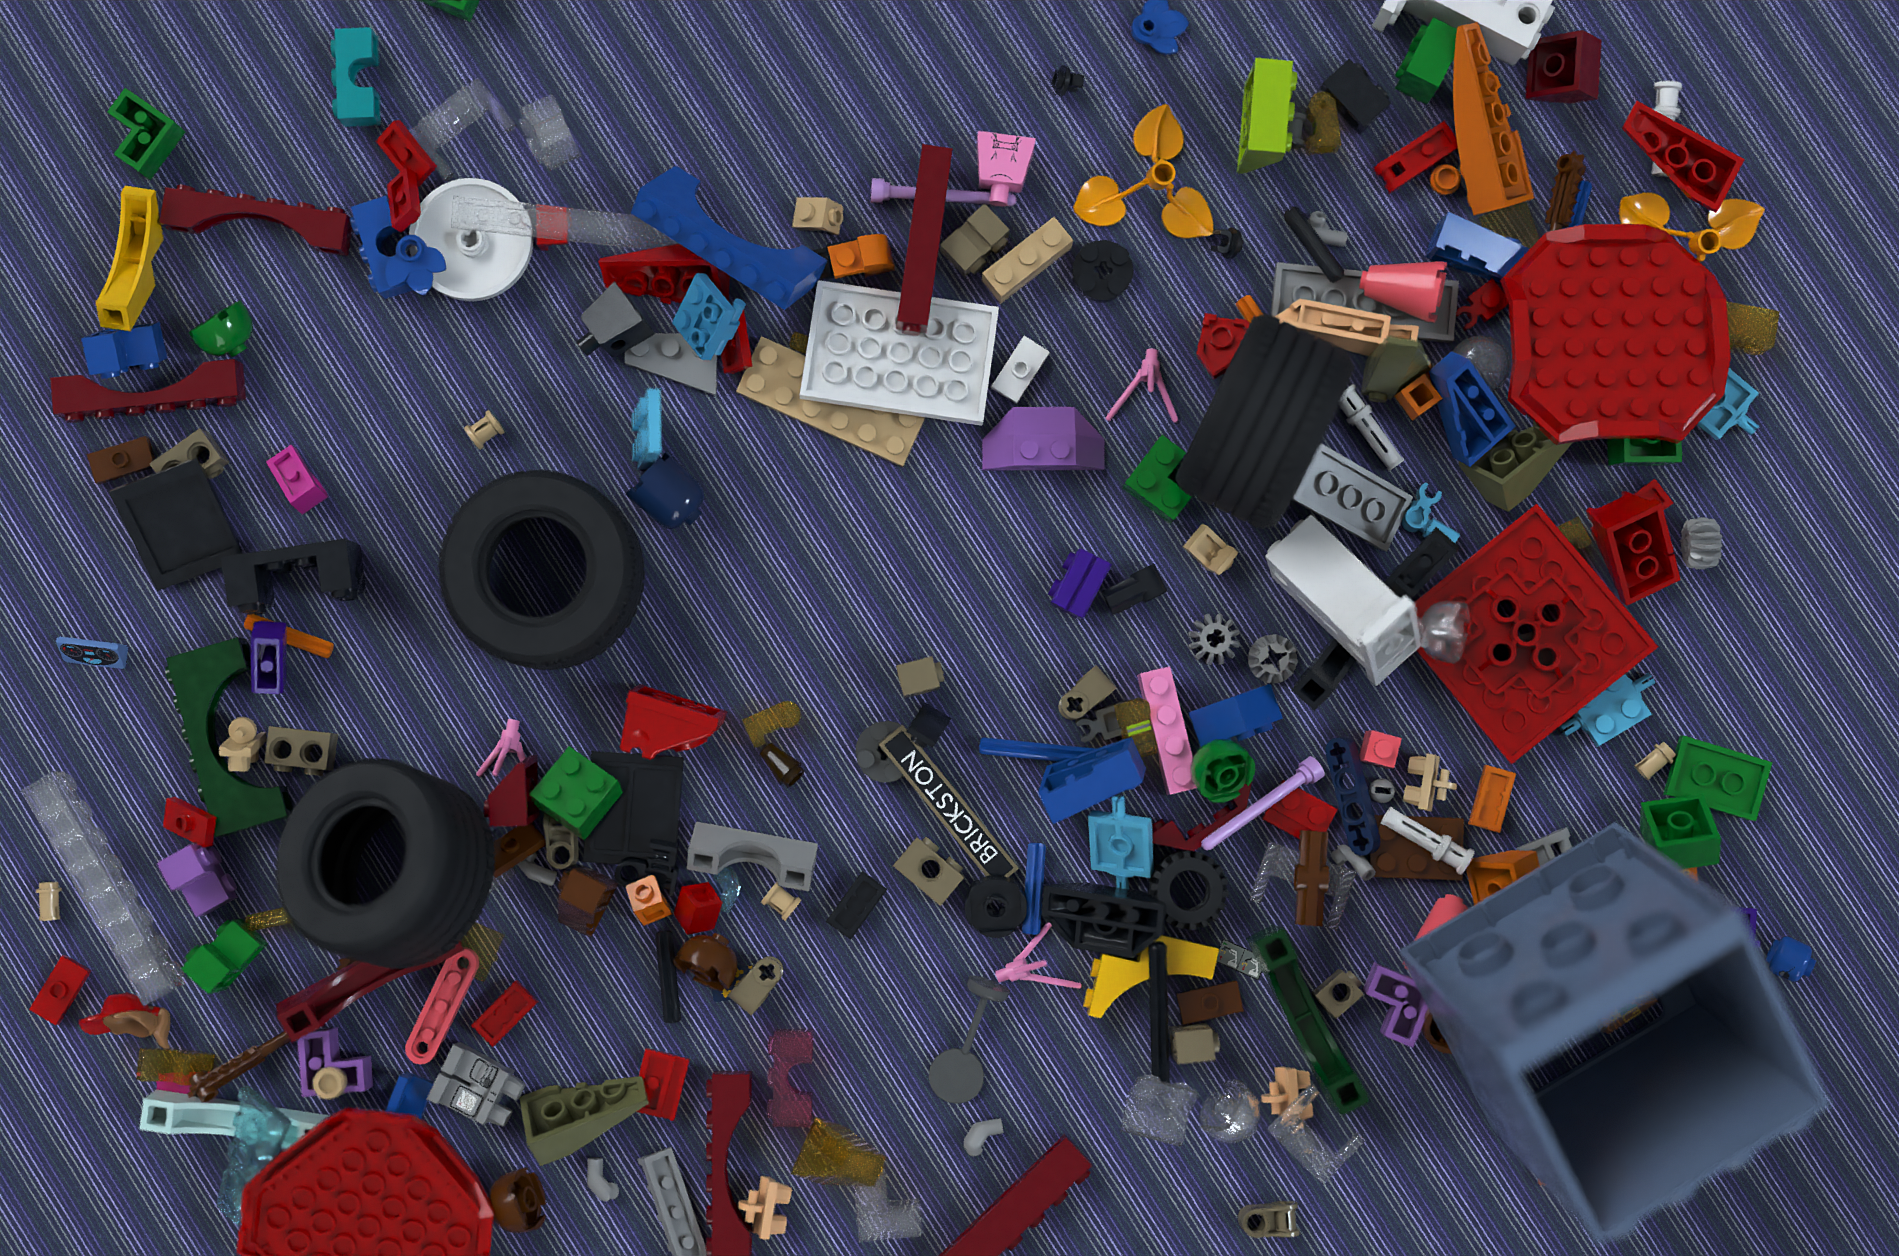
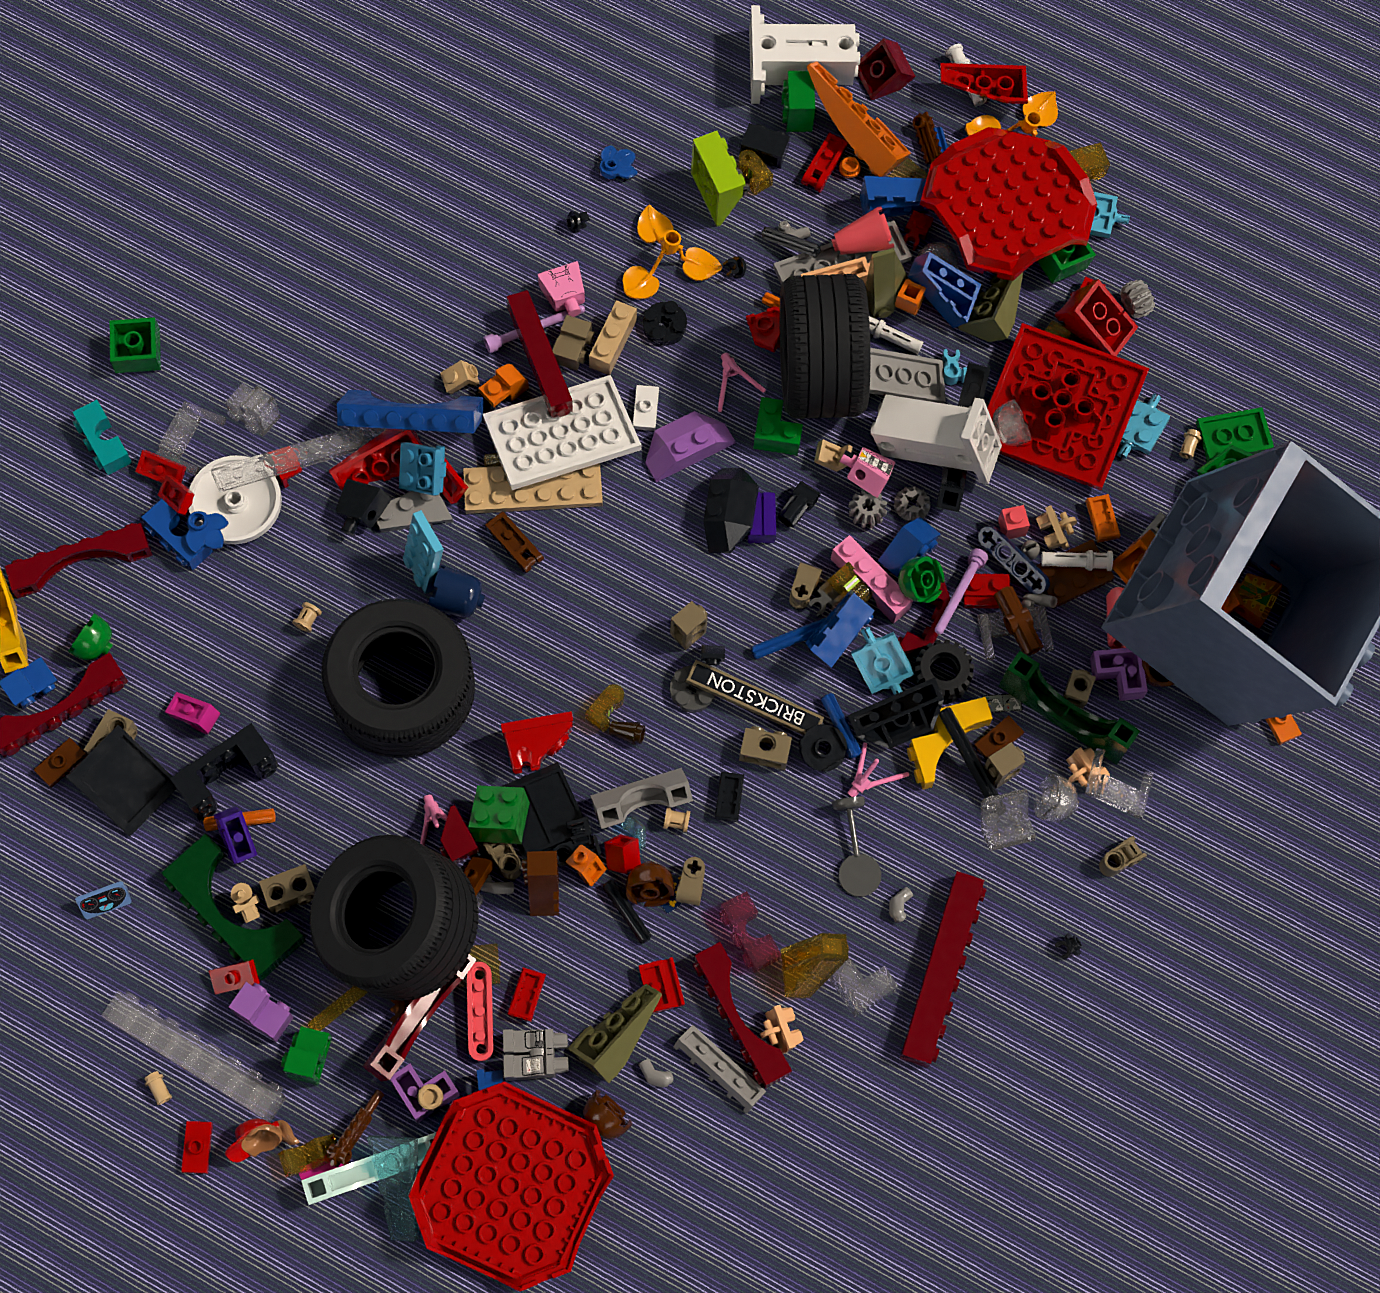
camera: 30 degrees left, 15 degrees down
(772, 460) = (514, 541): none -> reddish brown plate
(1048, 553) = (729, 509): none -> black wedge
(1239, 596) = (868, 470): none -> bright pink torso

